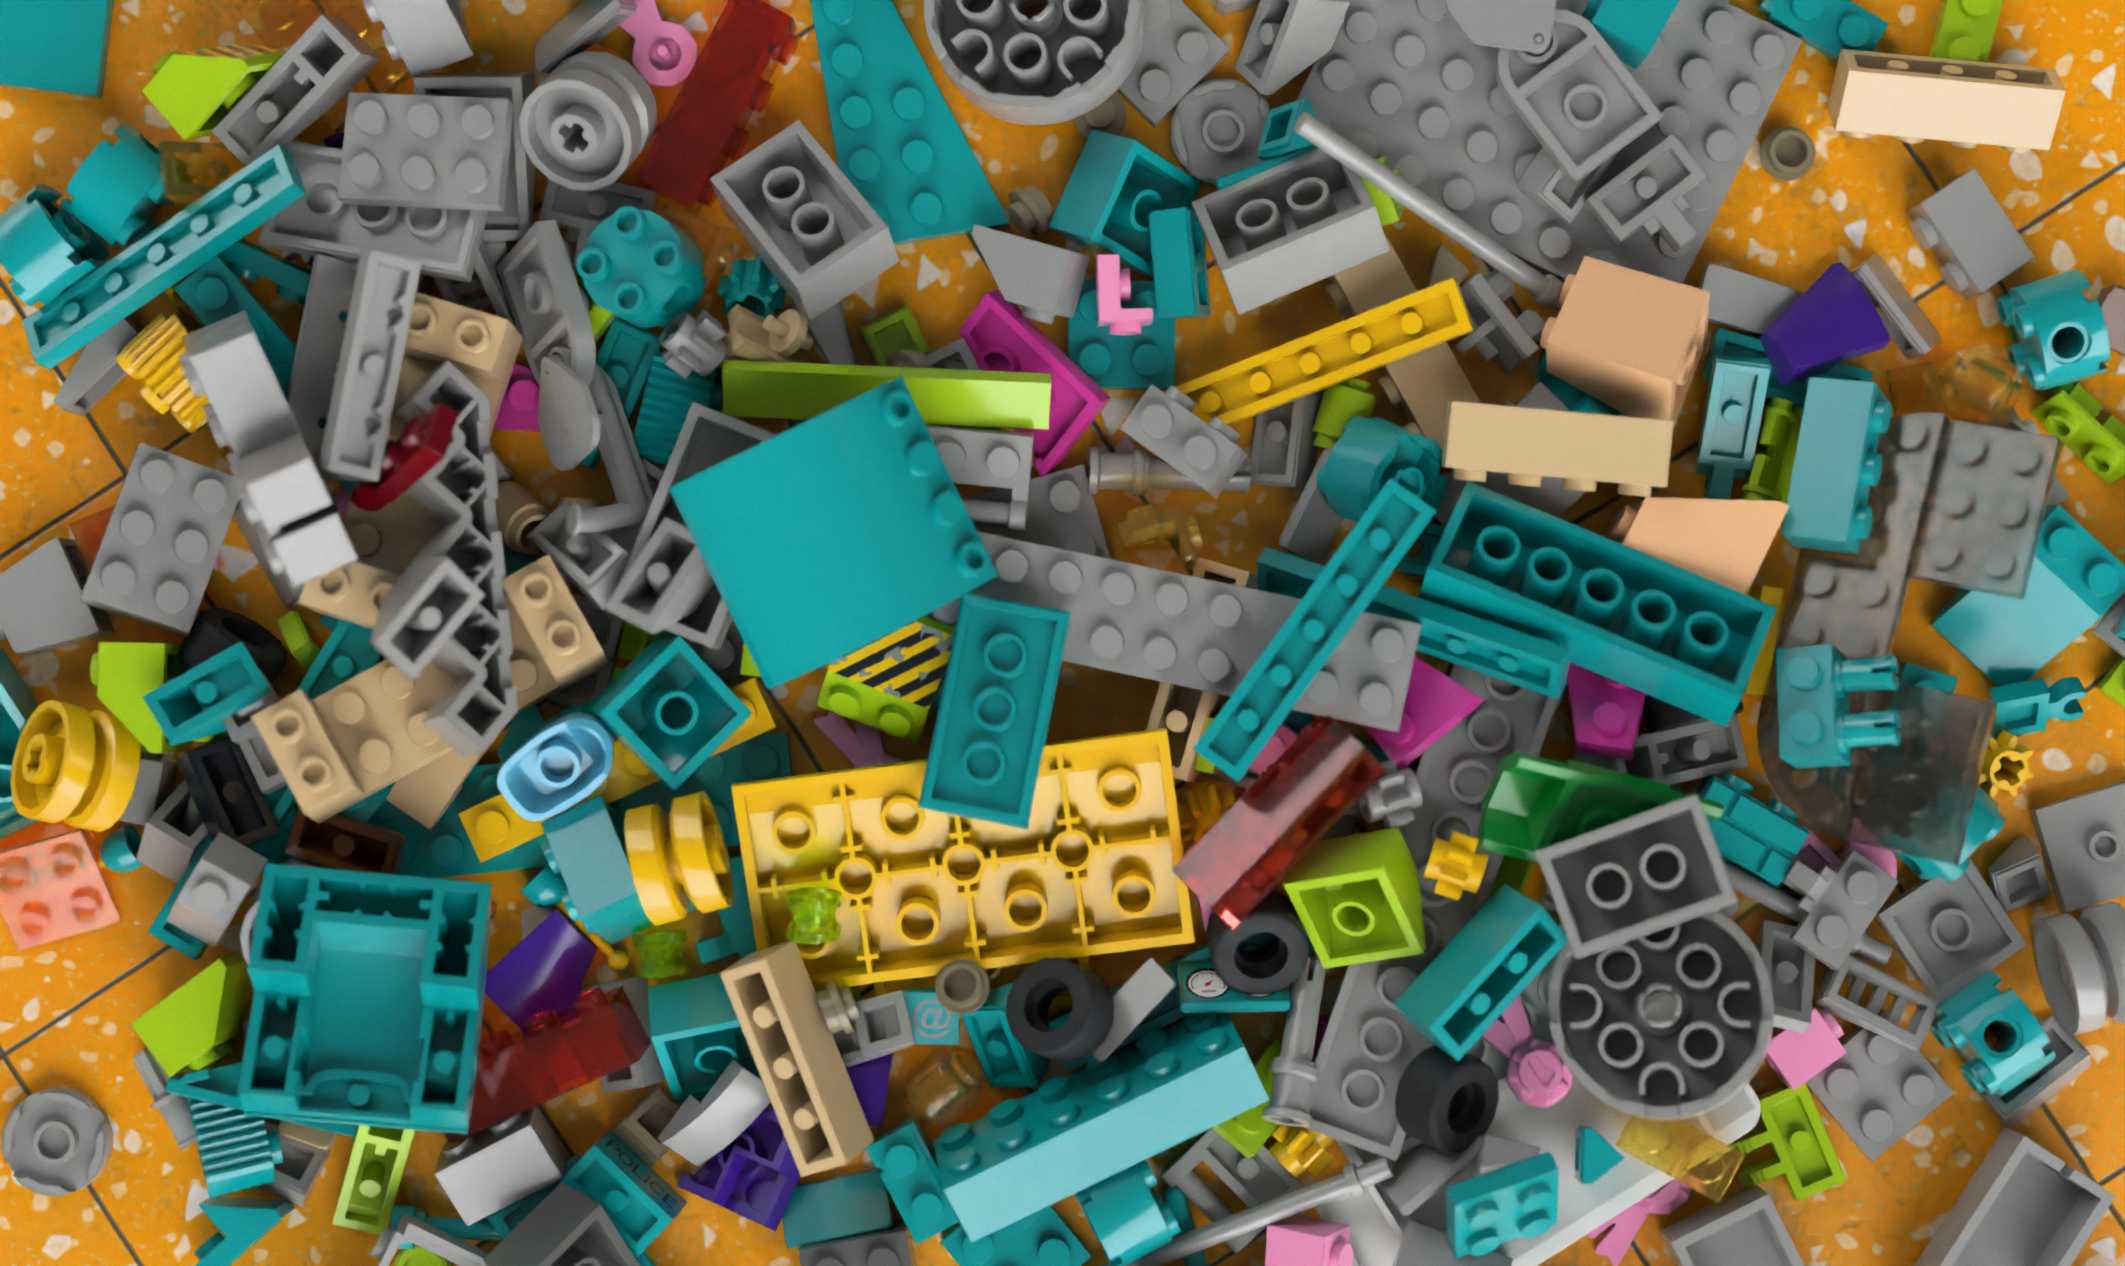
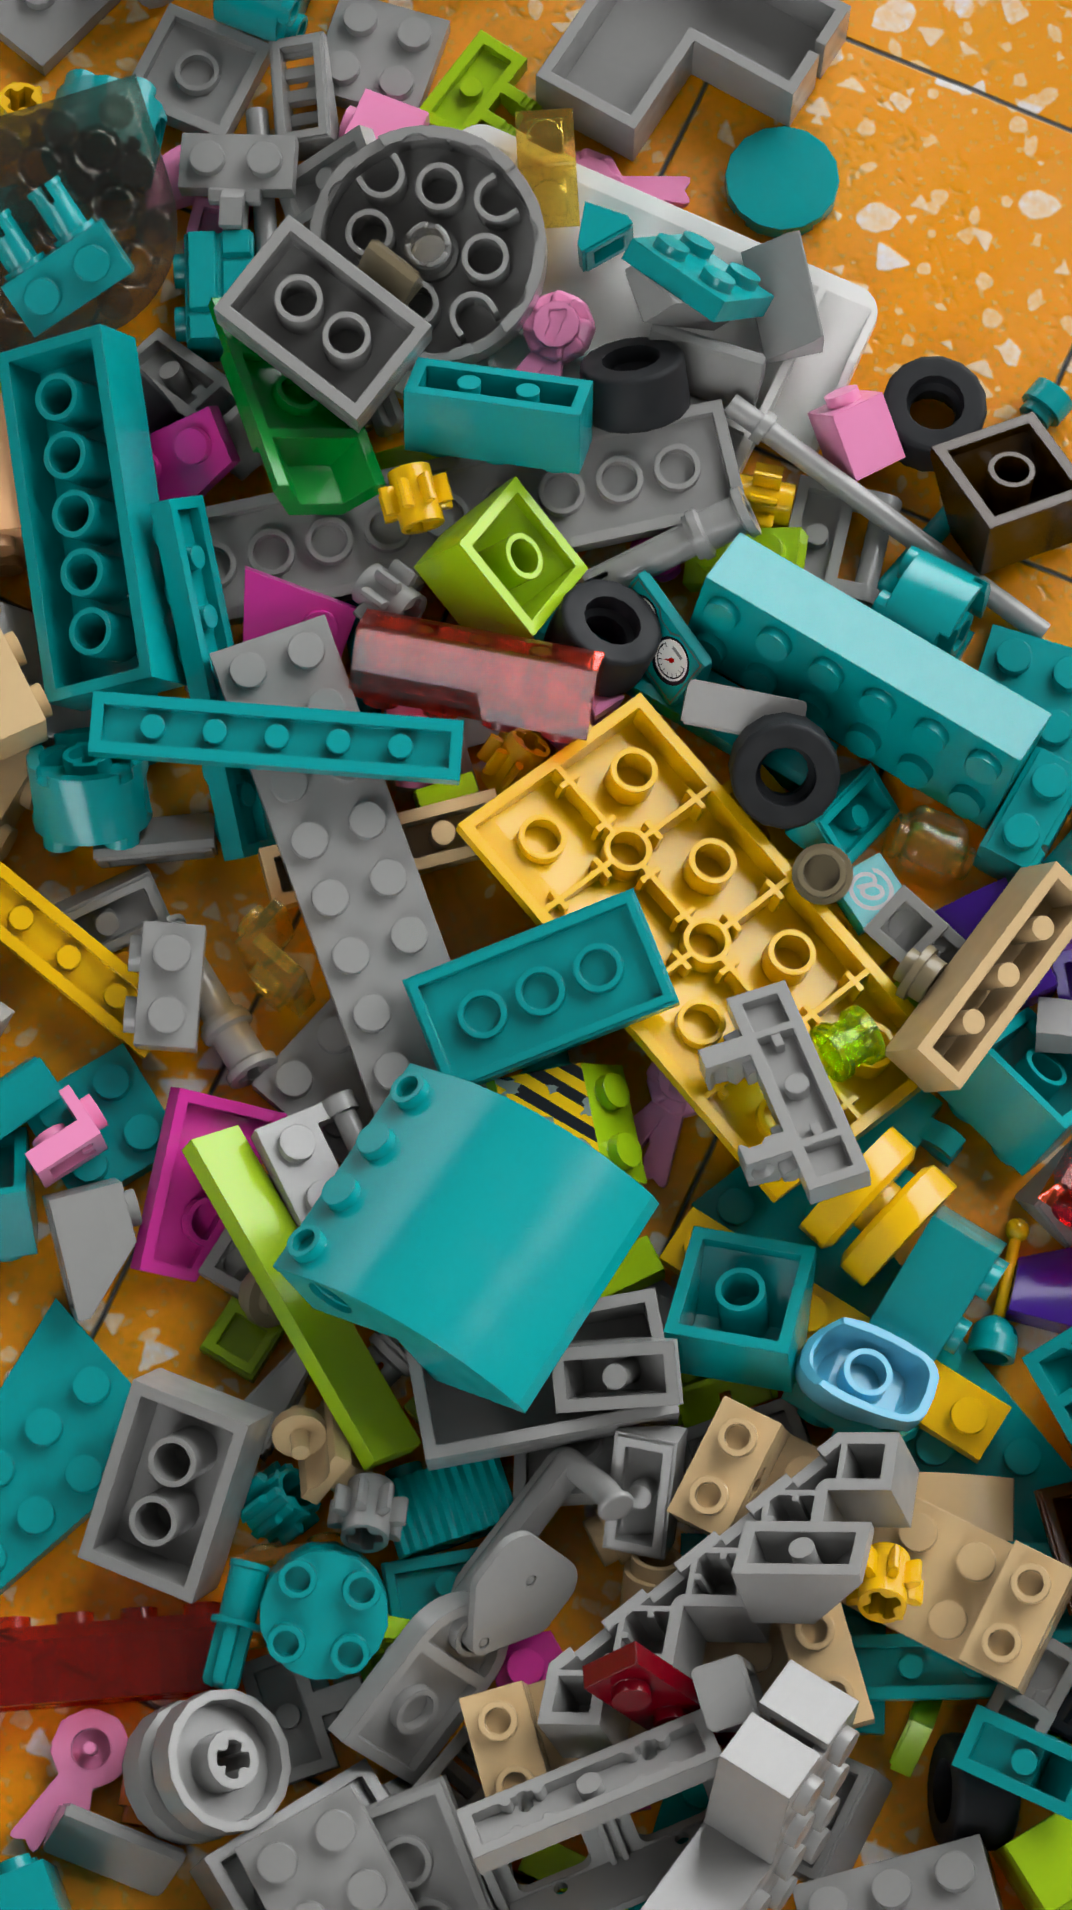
camera: 120 degrees left, 15 degrees down
(375, 510) = (728, 1693): none -> light grey slope
(389, 685) = (888, 1584): none -> yellow gear
(660, 953) = (984, 1188): clear neon green wheel -> none
(674, 200) = (235, 1624): none -> teal axle
(747, 836) = (810, 1128): none -> light grey hinge
(1030, 210) = (31, 1284): dark tan plate -> none
(1340, 405) = (55, 873): lime brick -> none
(1648, 955) = (390, 271): none -> dark tan slope
(2019, 875) = (109, 48): light grey slope -> none

